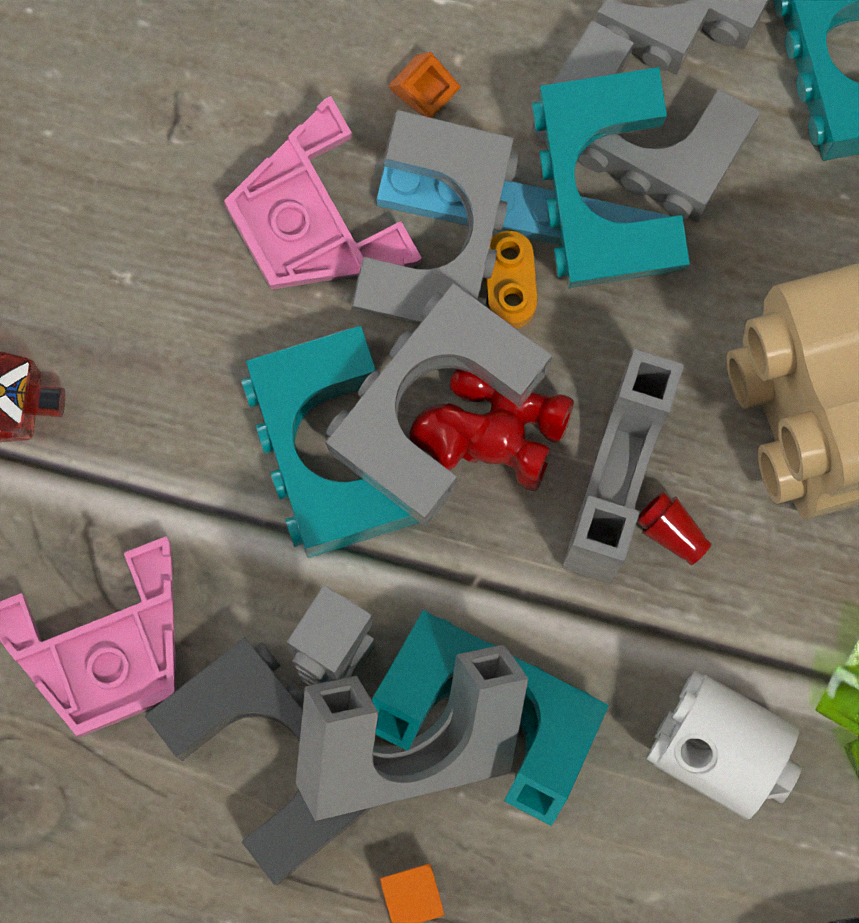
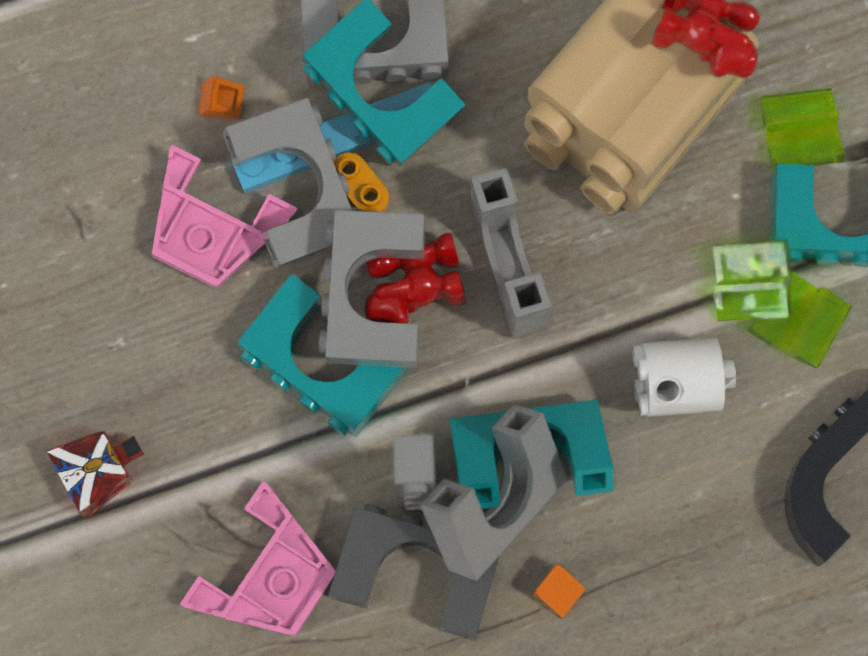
camera: 30 degrees left, 0 degrees up
(673, 528) = (563, 270): red cone -> none

